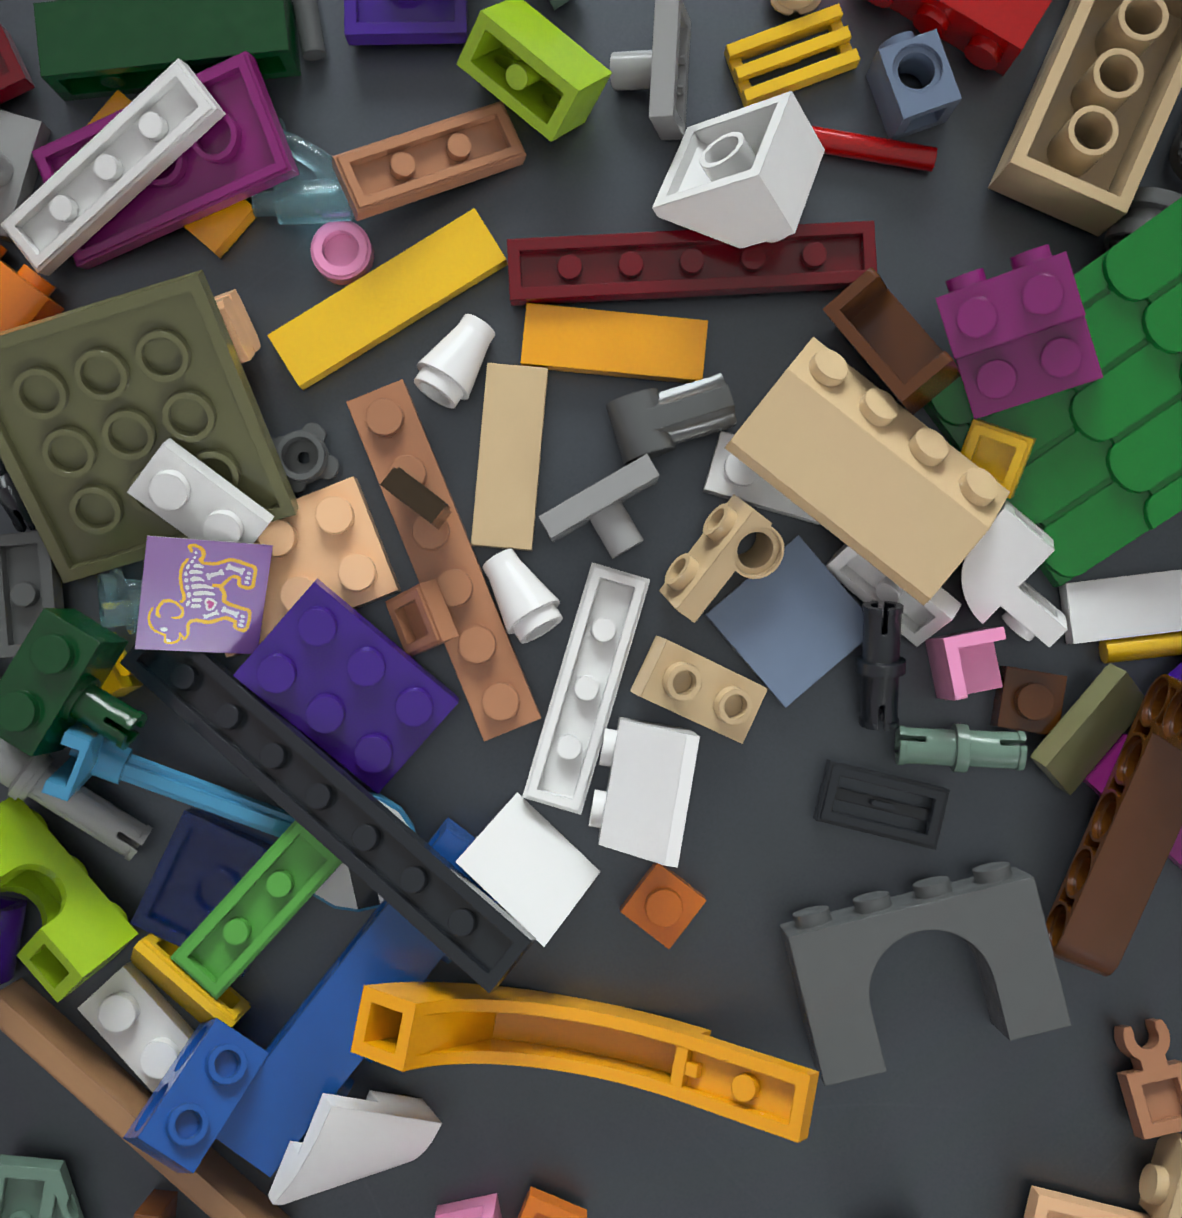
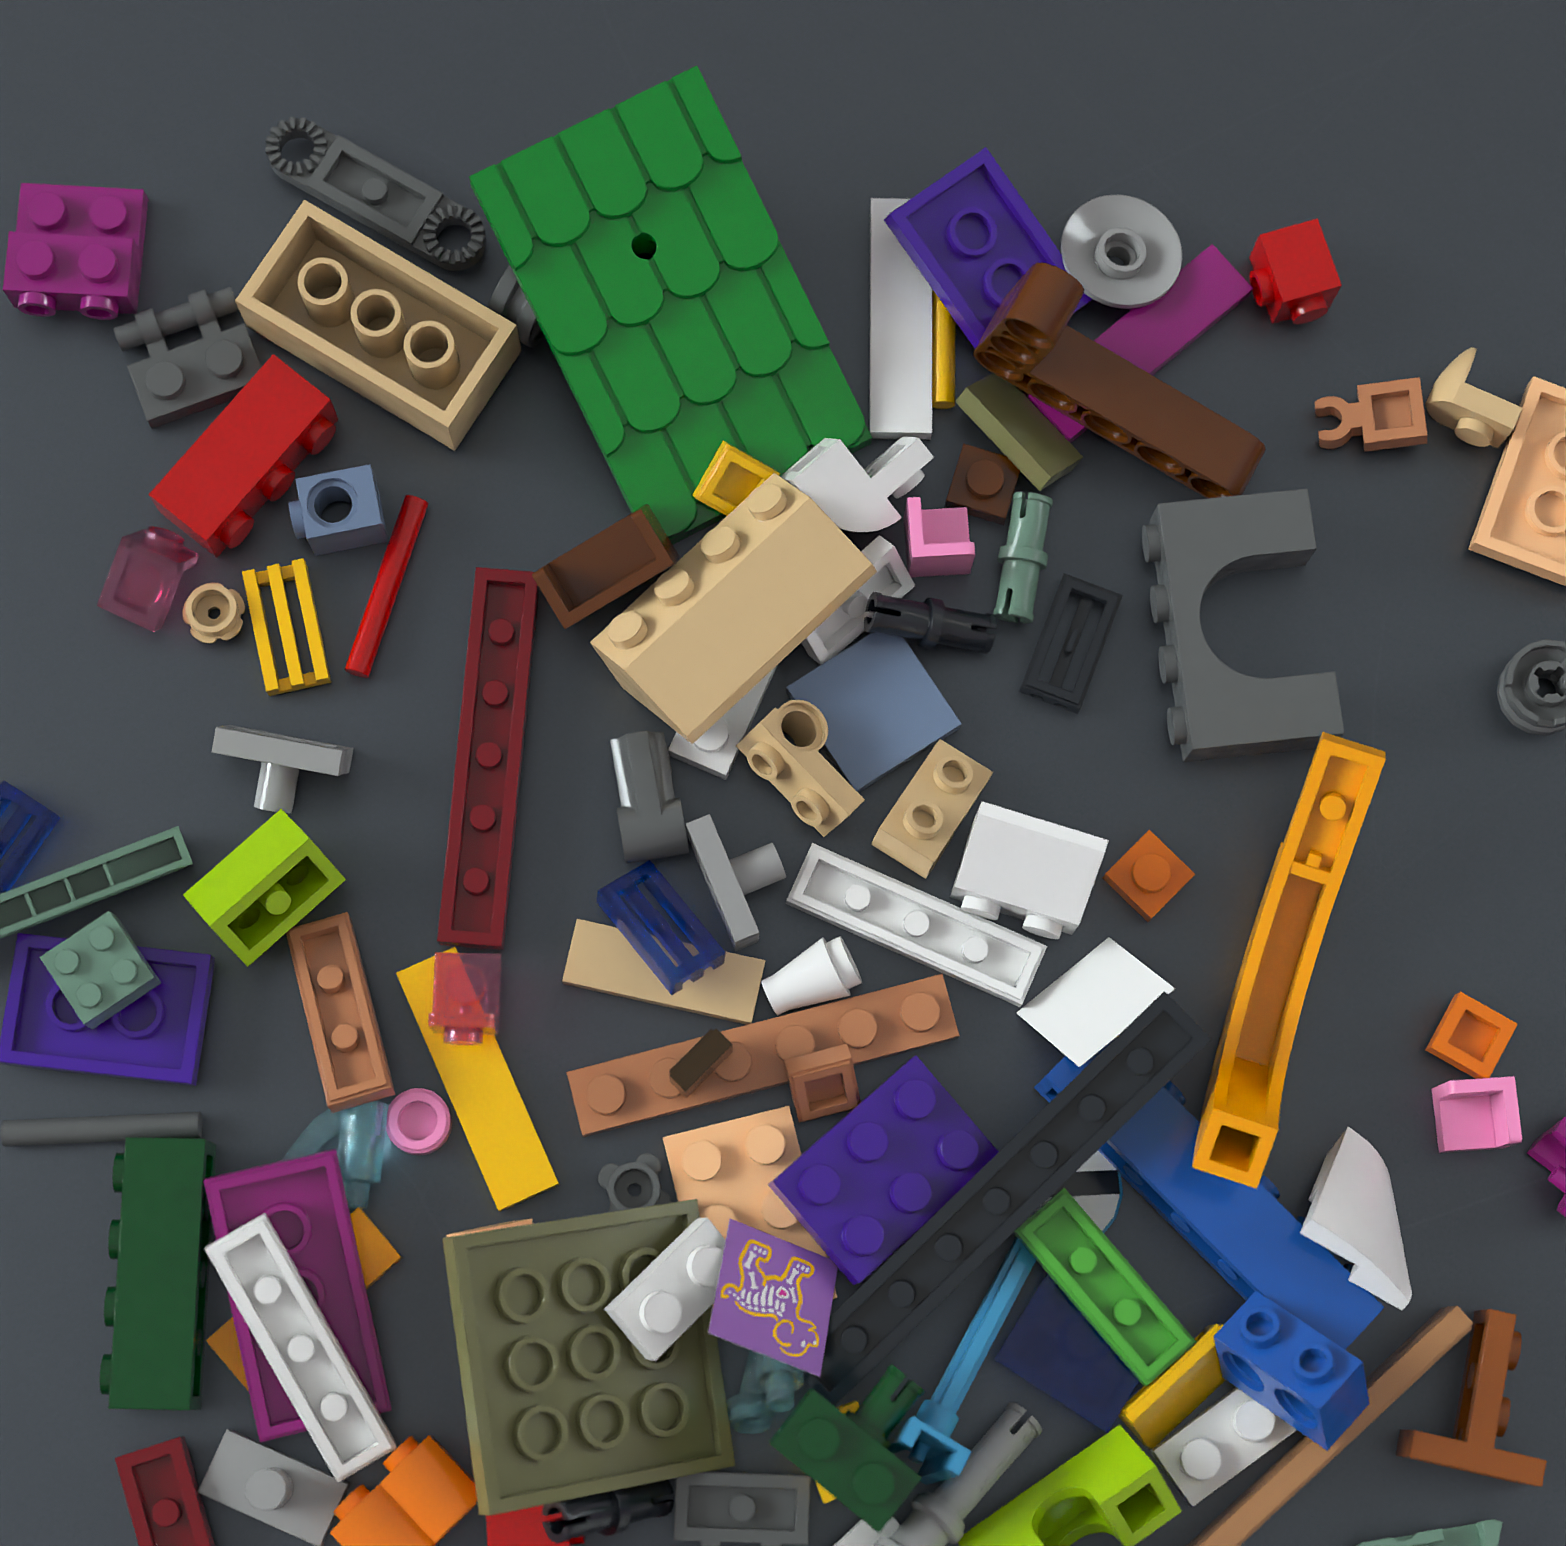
camera: 85 degrees left, 10 degrees down
(454, 362) = (559, 1016): white cone -> none
(455, 272) = (466, 997): none -> clear pink bracket
(512, 479) = (669, 975): none -> clear blue tile
(614, 343) = (559, 848): light orange tile -> none
(743, 174) = (411, 691): white slope -> none
(1018, 332) = (619, 444): magenta plate -> none

